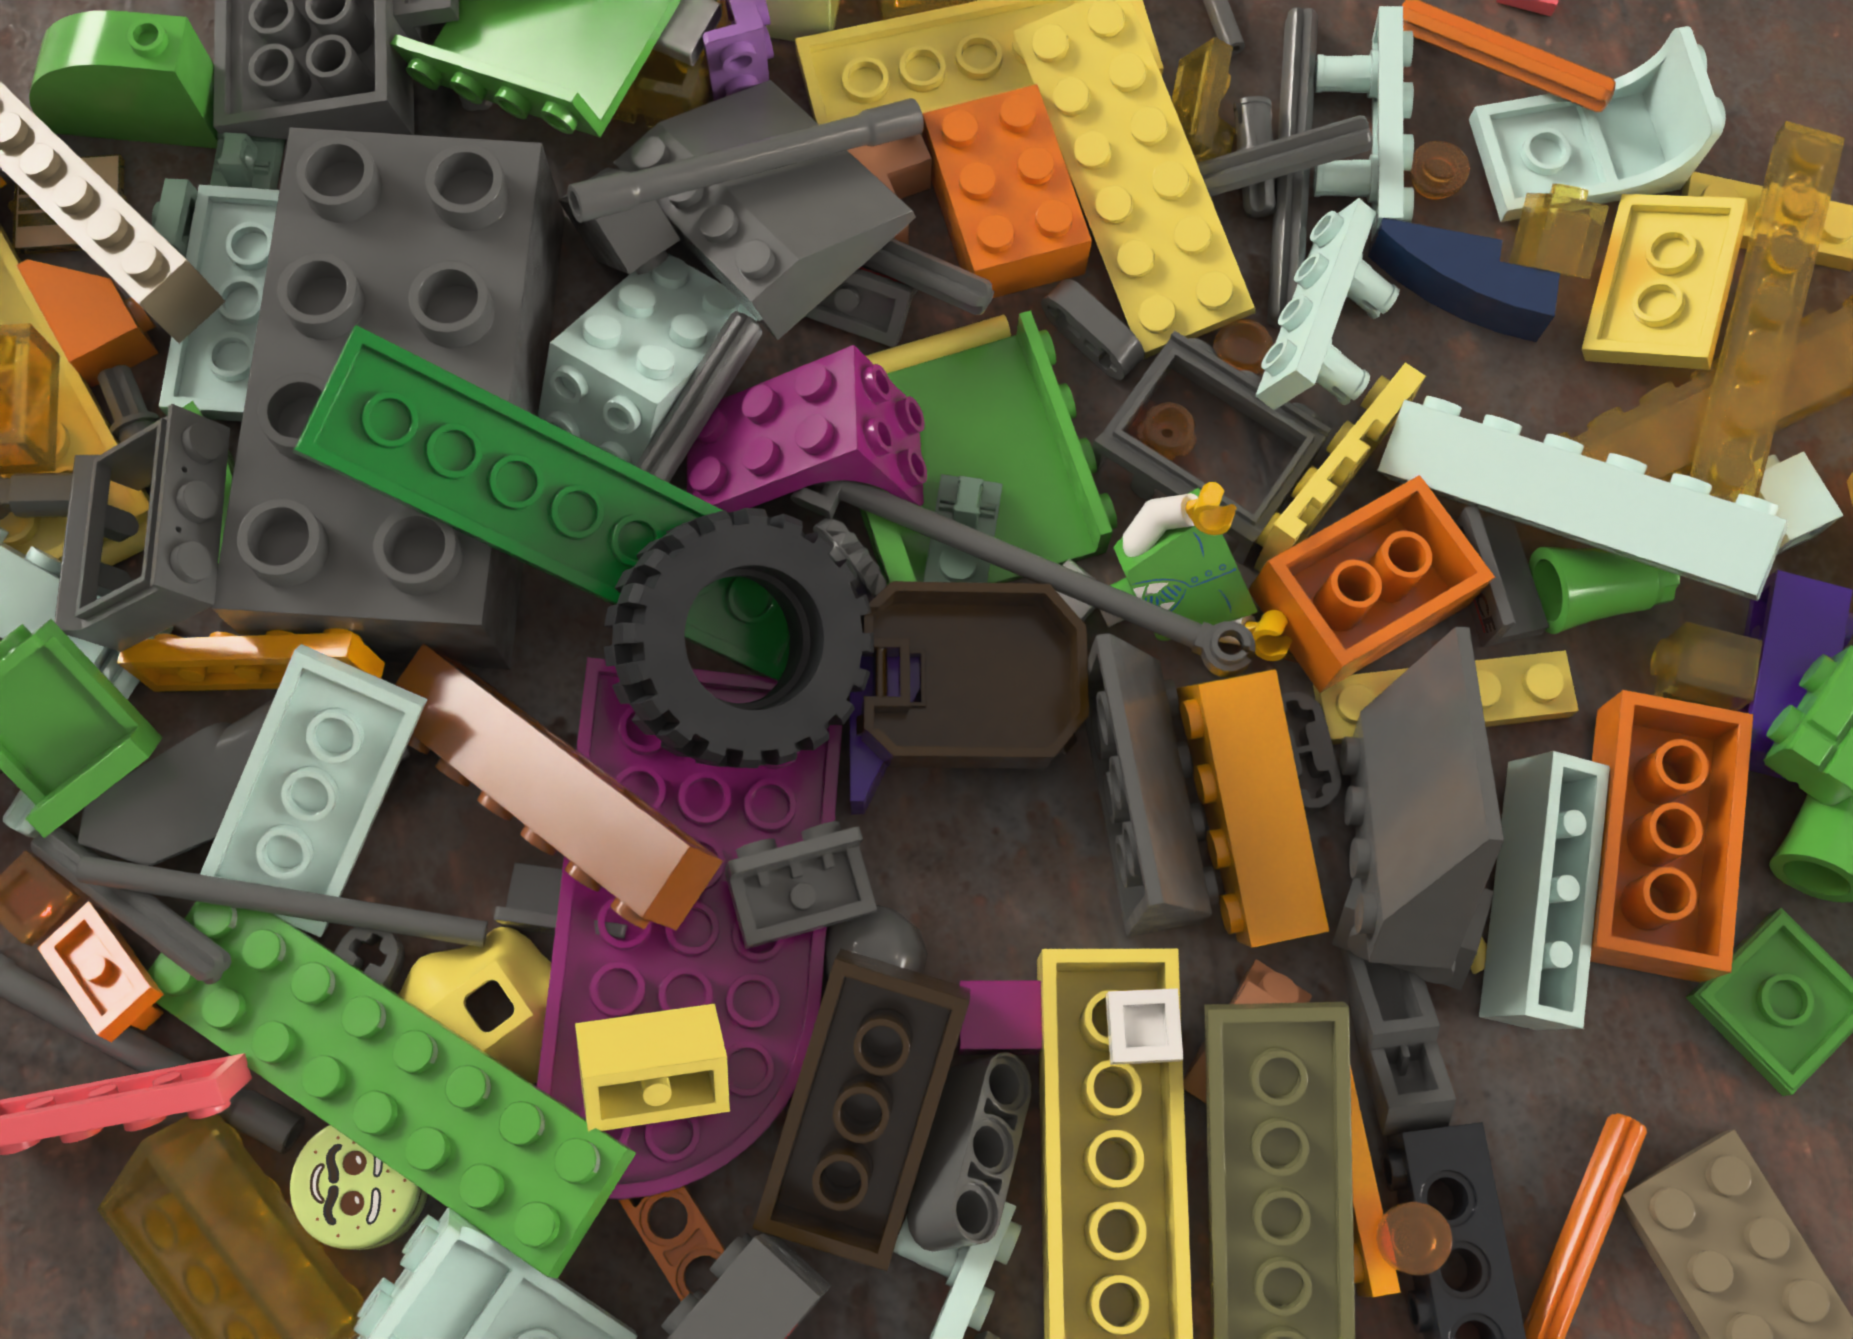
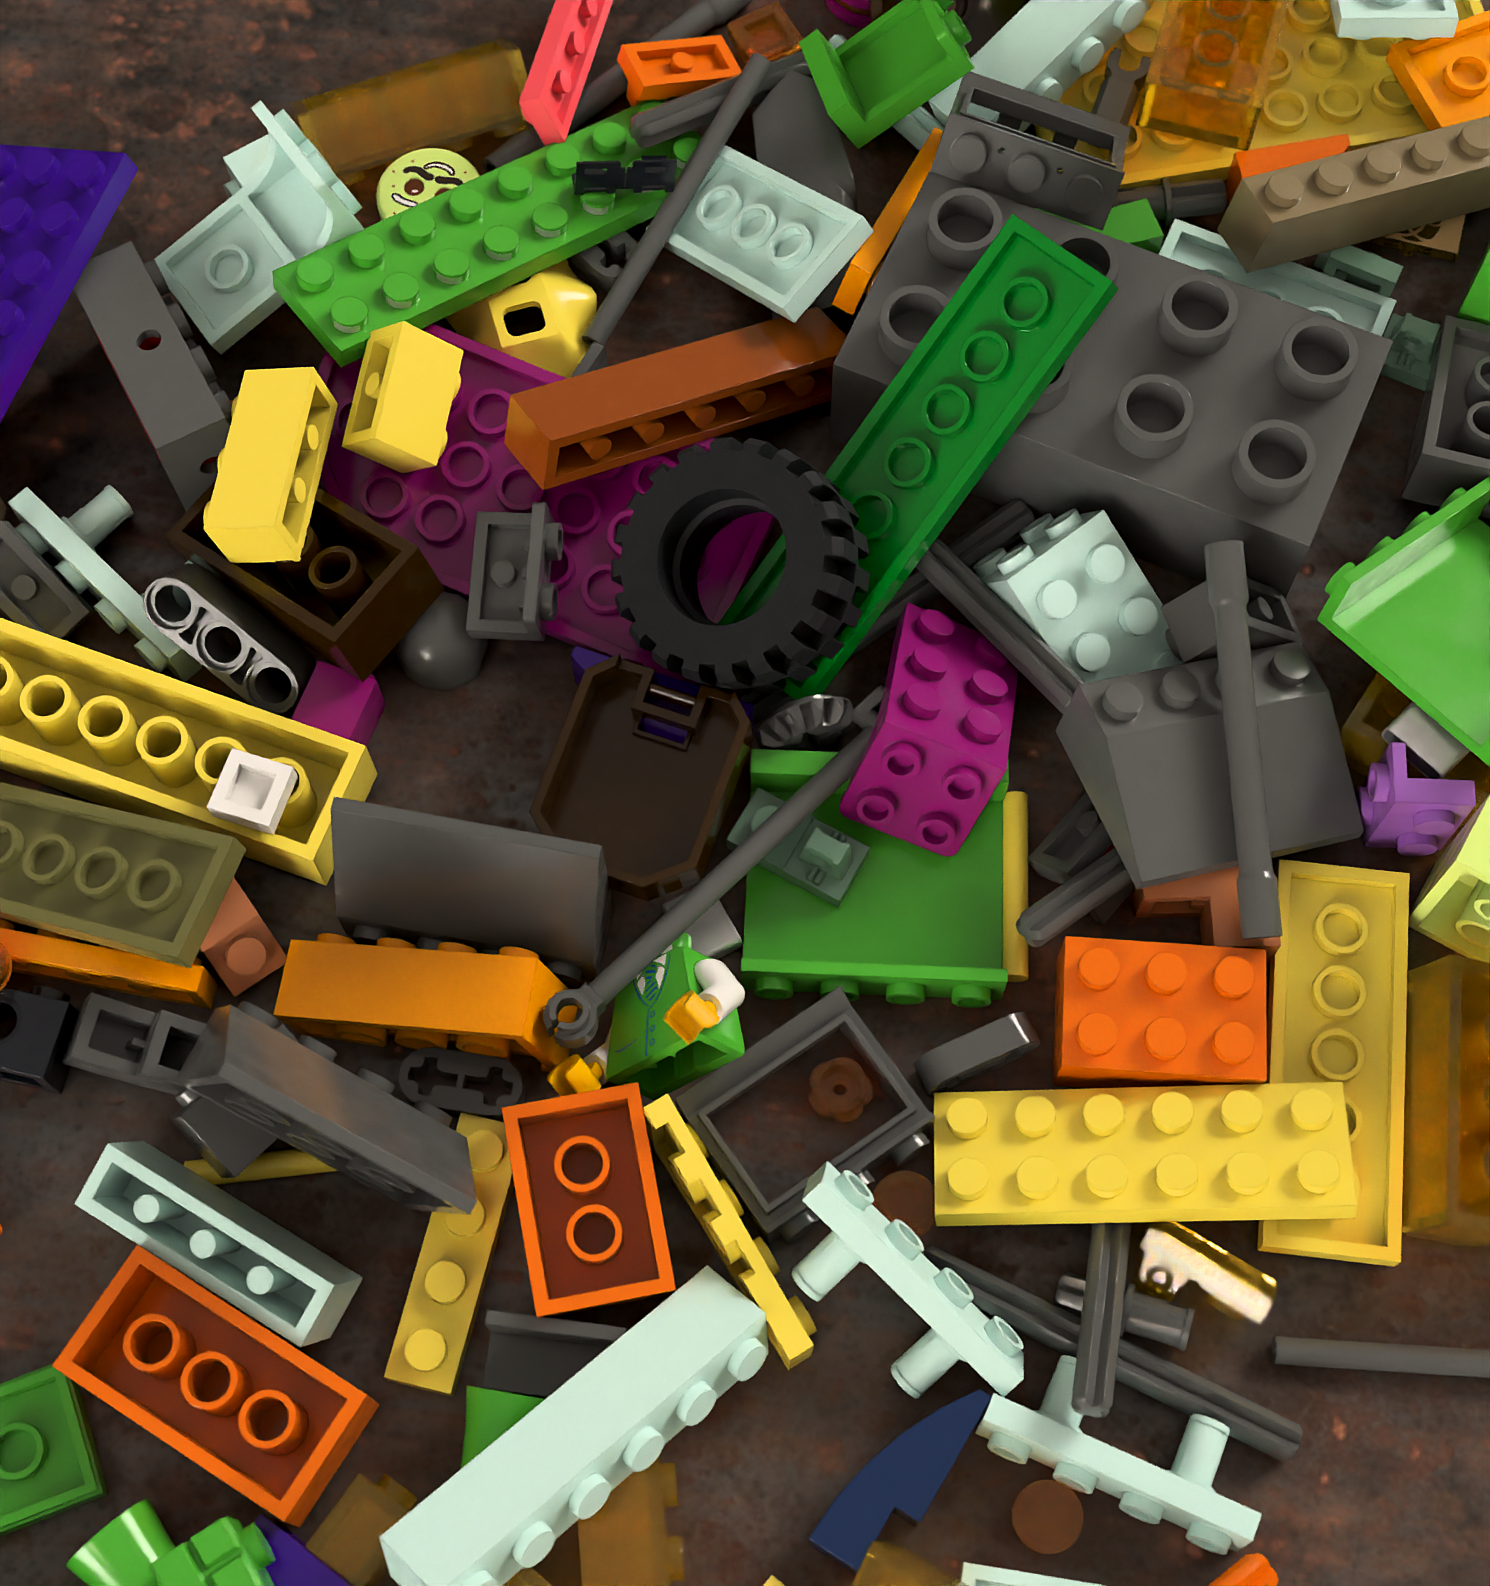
camera: 115 degrees right, 5 degrees down
(271, 939) = (644, 175): none -> black piece
(786, 1169) = (270, 465): none -> light yellow brick

